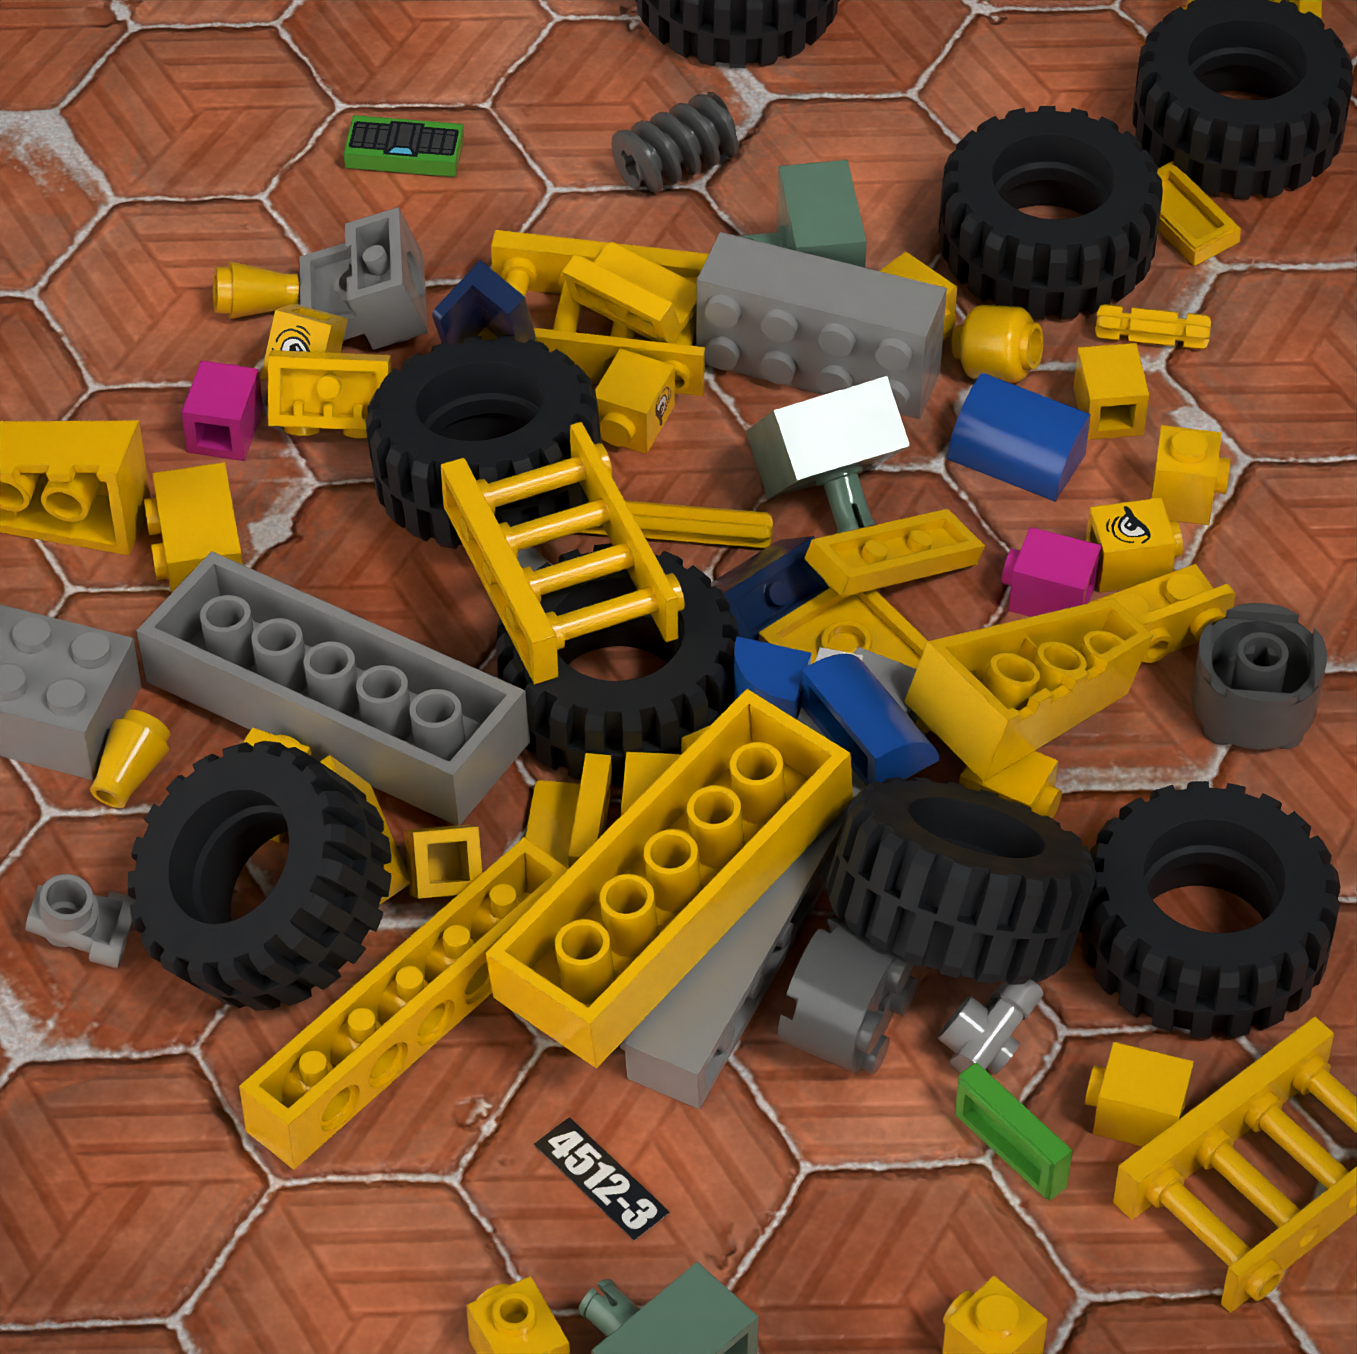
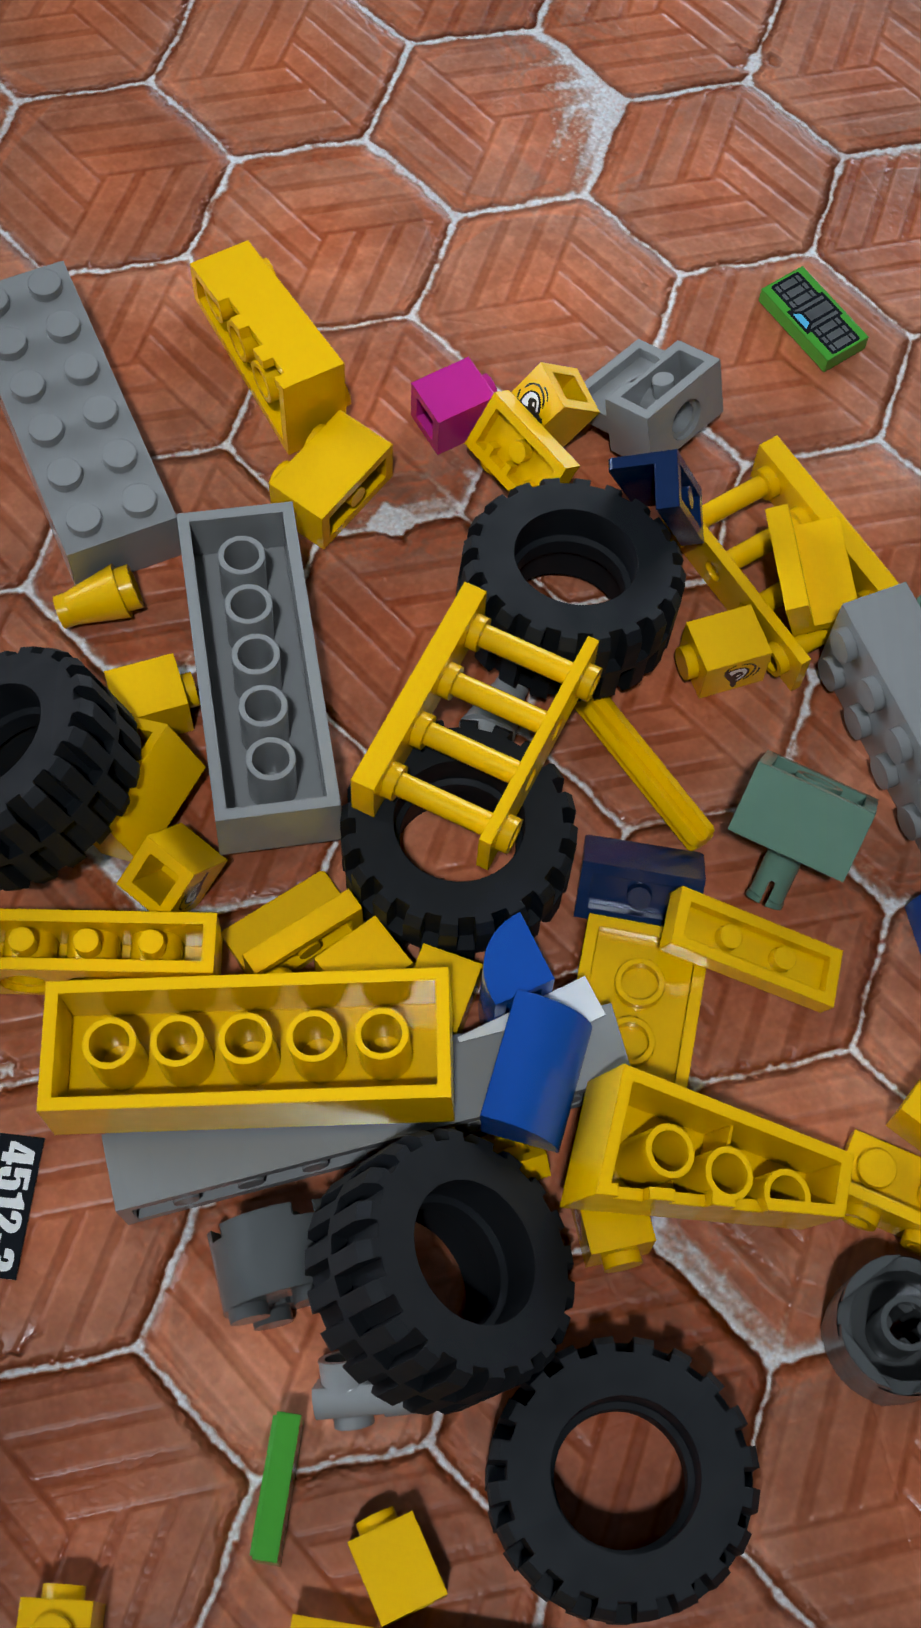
camera: 45 degrees right, 15 degrees up
(251, 290) = (578, 334): yellow cone -> none
(1050, 573) = (851, 1082): dark pink brick -> none

